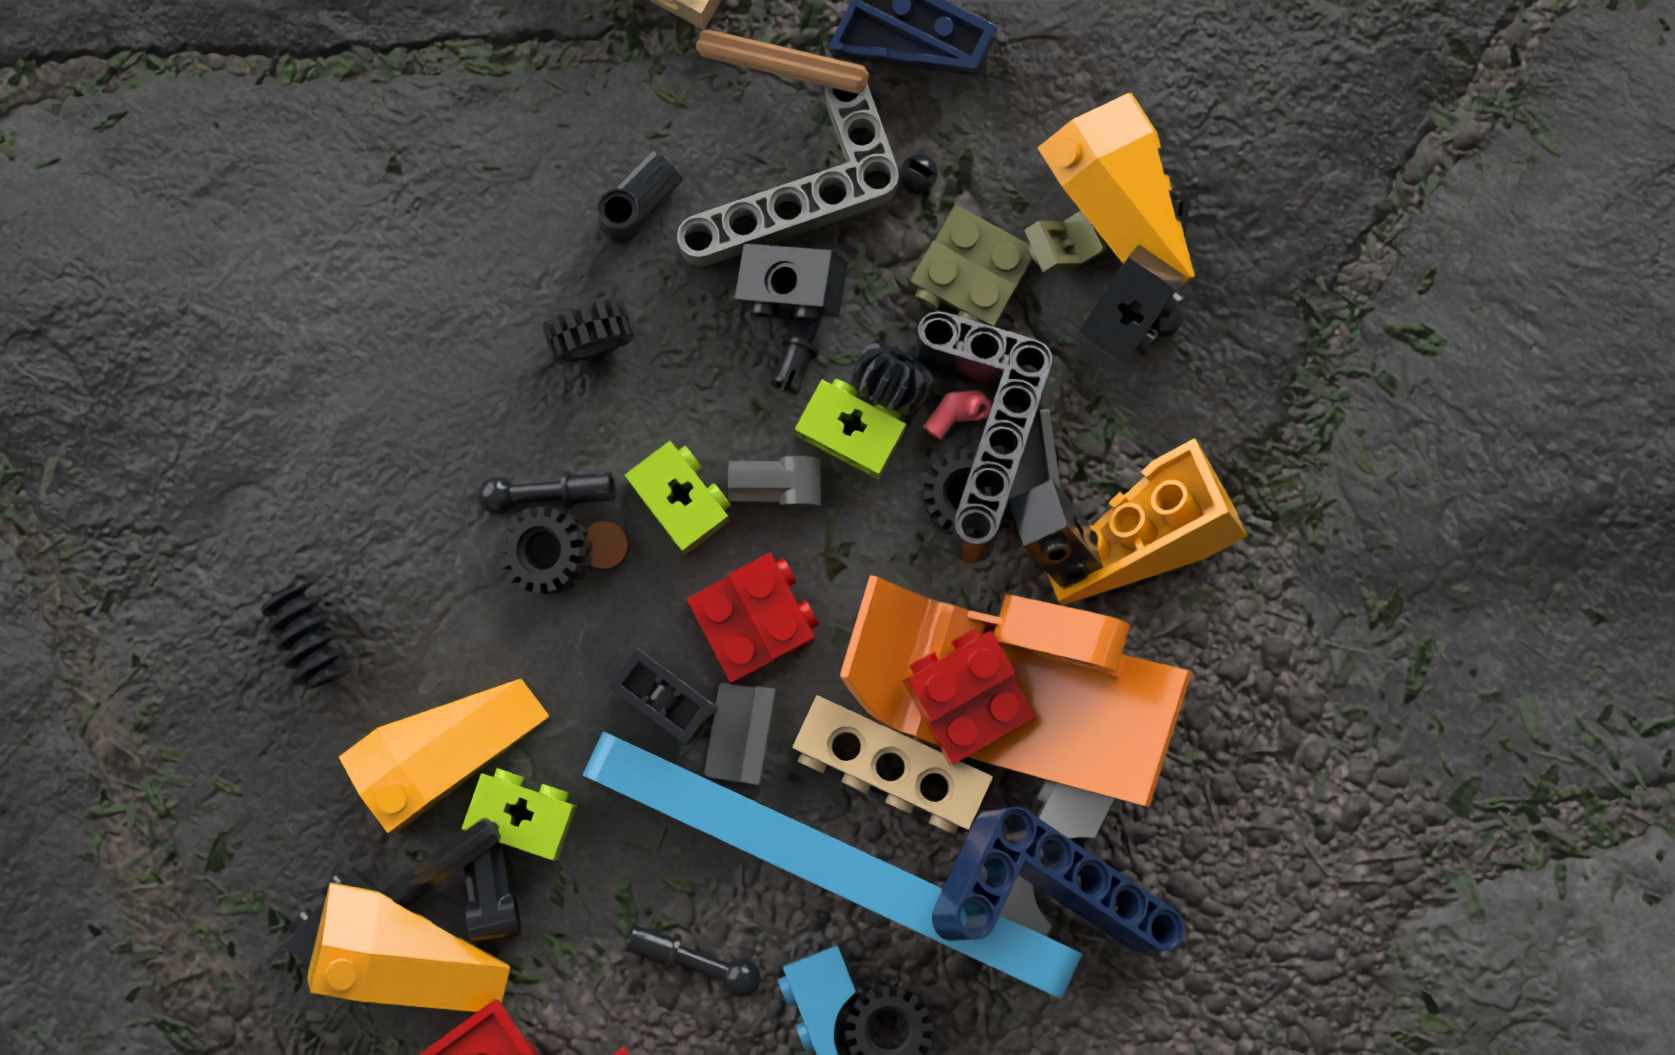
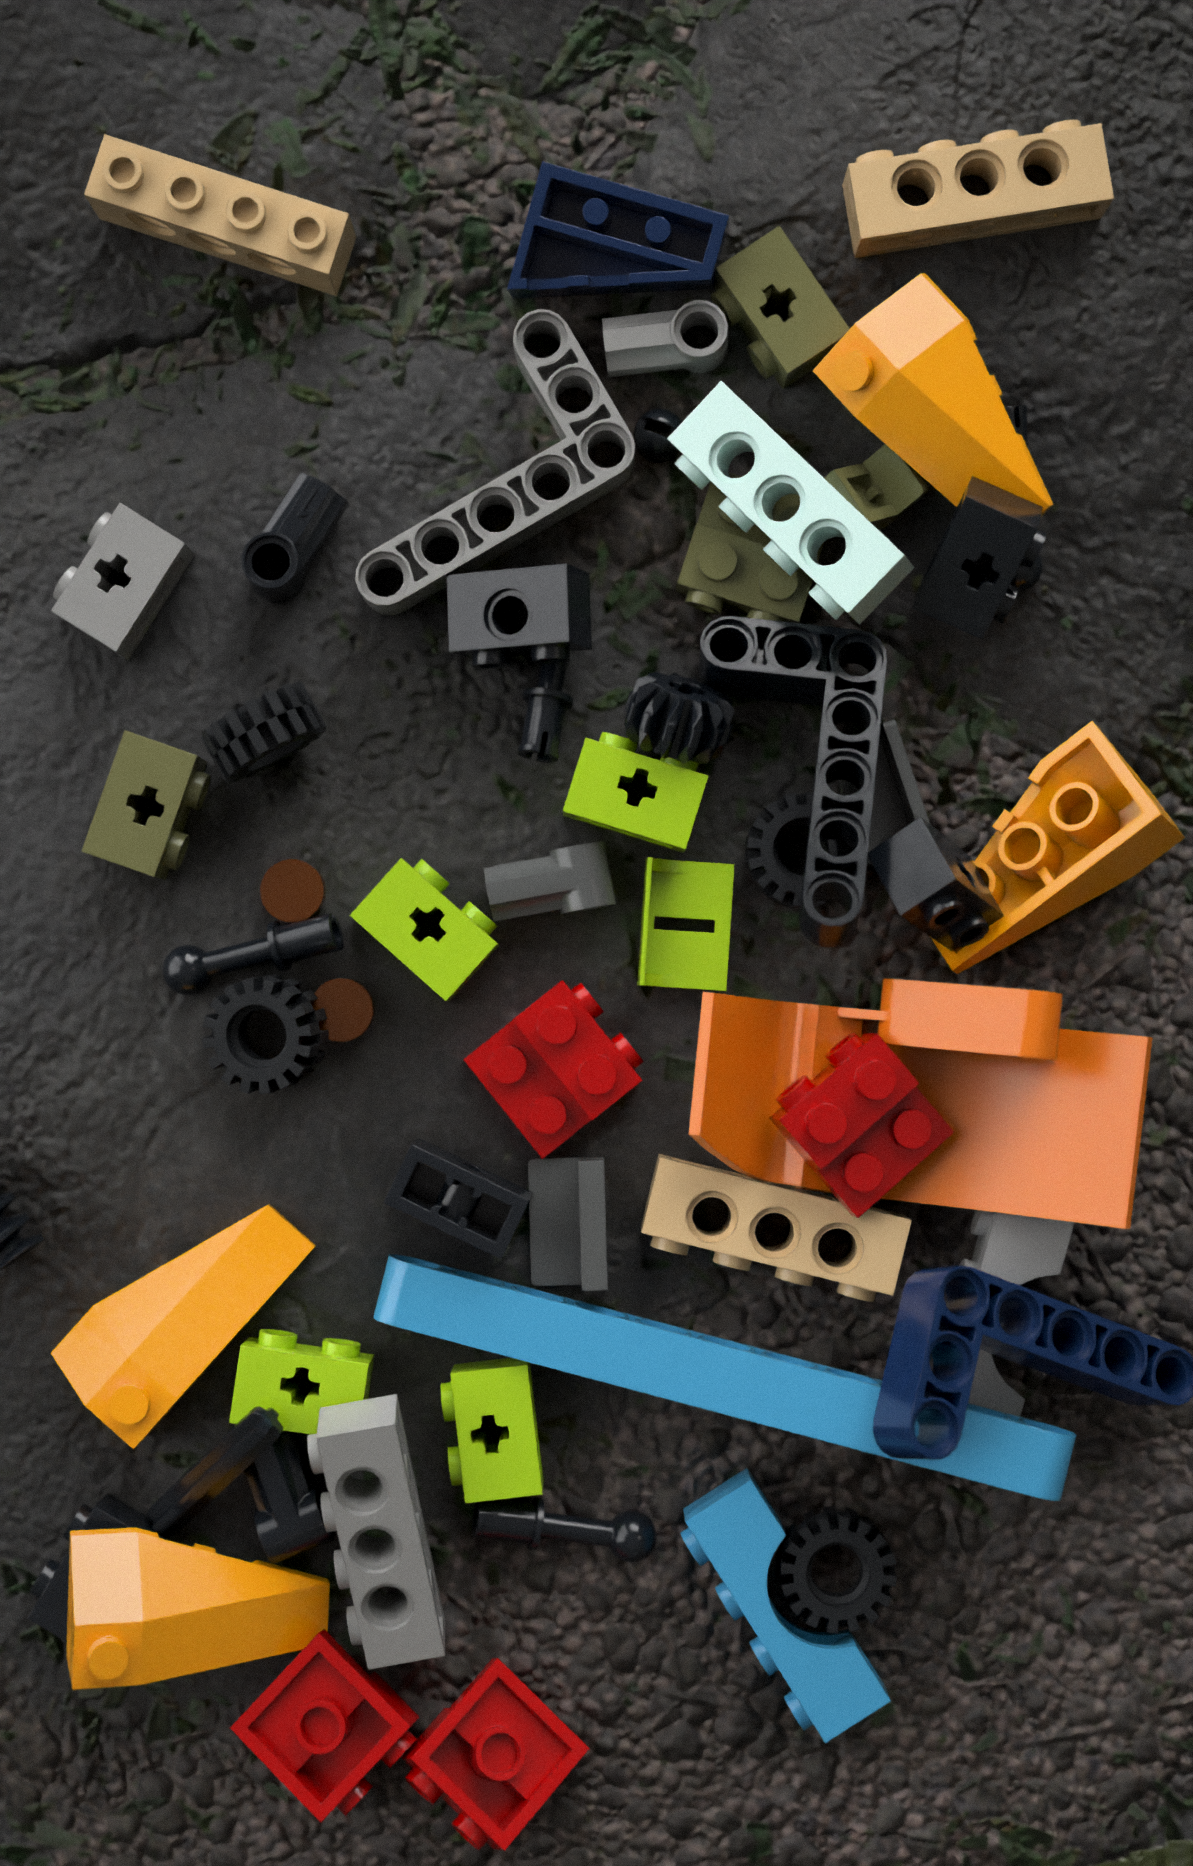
camera: 10 degrees left, 5 degrees up
(492, 343) = (138, 773): none -> olive brick
(497, 226) = (113, 613): none -> light grey brick
(548, 1005) = (373, 1439): none -> light grey brick
(586, 451) = (292, 890): none -> reddish brown tile
(668, 900) = (501, 1468): none -> lime brick
(782, 61) = (450, 318): medium nougat axle -> none
(877, 509) = (686, 892): none -> lime piece
(929, 106) = (656, 344): none -> light grey piece
(957, 407) = (769, 738): coral arm -> none
(965, 177) = (726, 427): none -> light aqua brick
(1023, 73) = (777, 274): none -> olive brick
(1160, 56) = (886, 224): none -> tan brick

